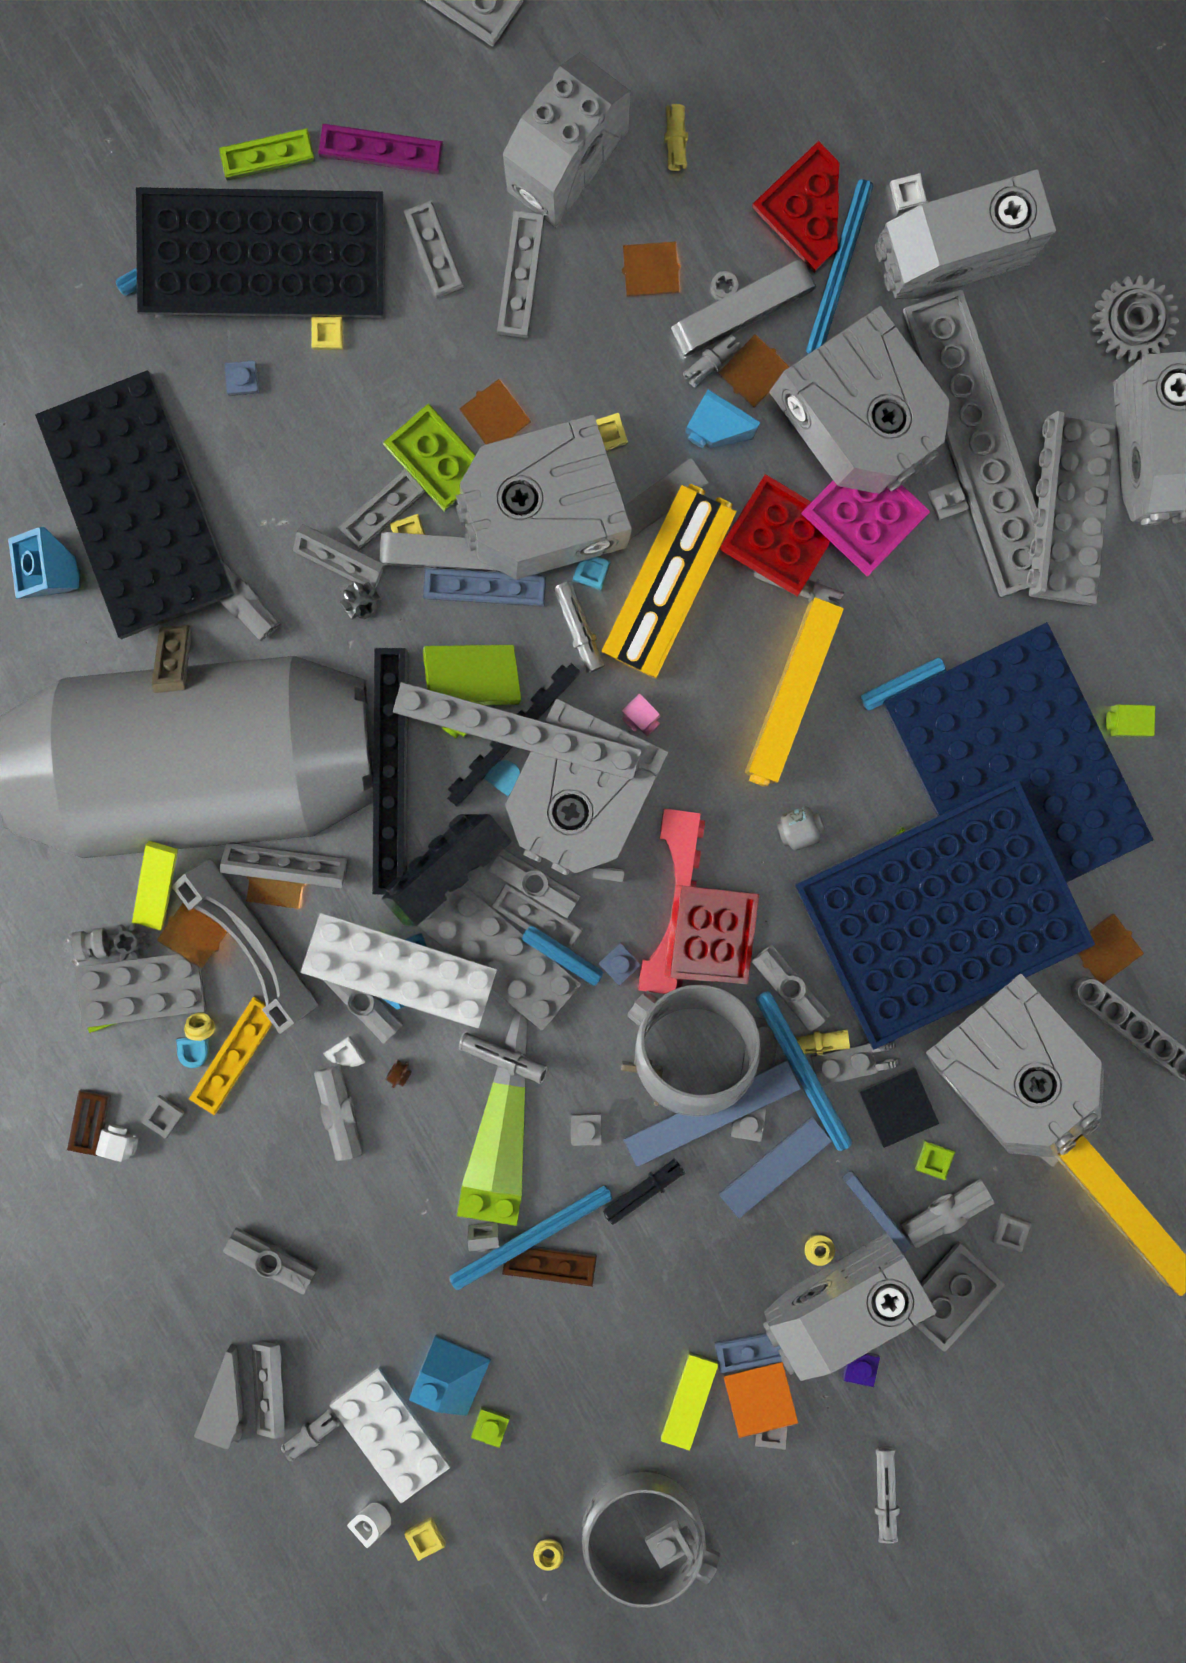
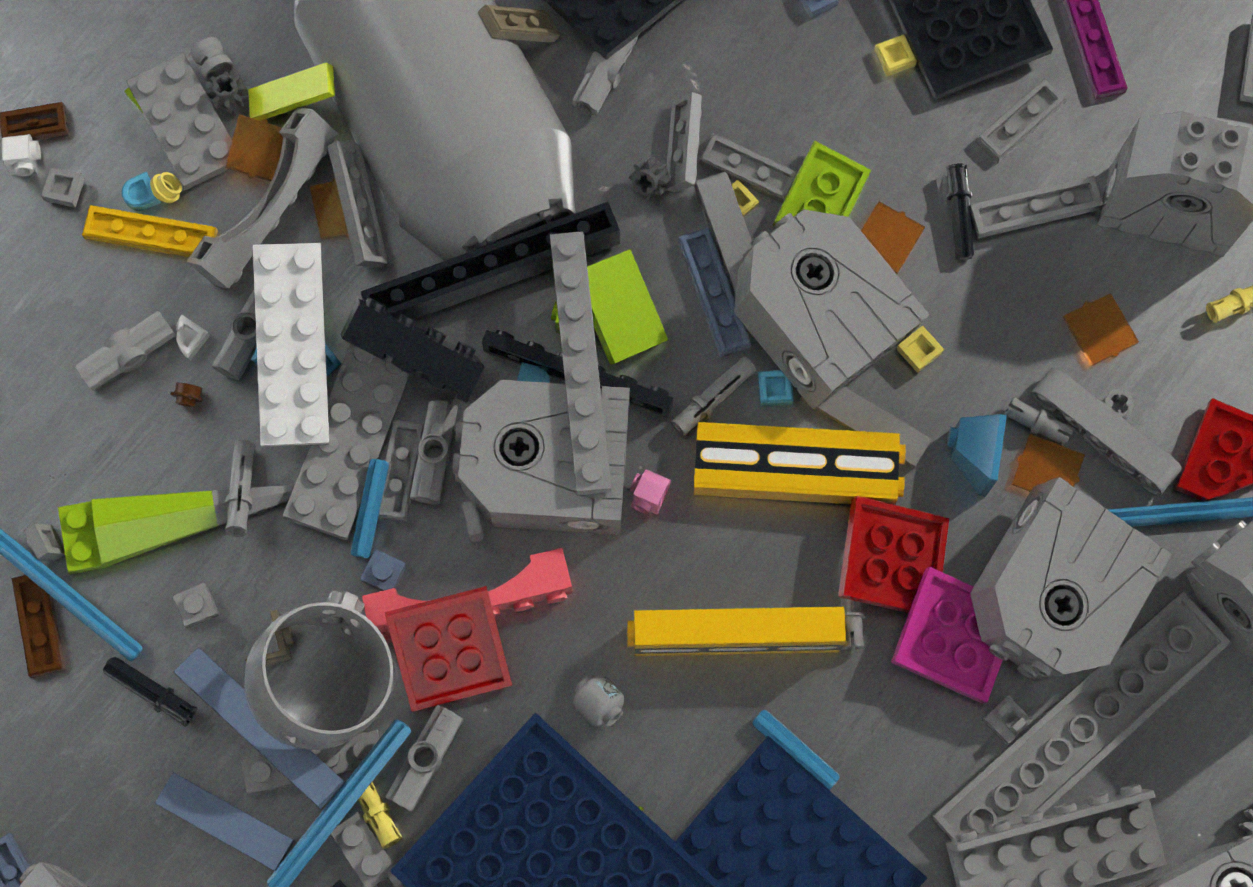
camera: 65 degrees right, 15 degrees down
(497, 341) = (960, 209): none -> black axle

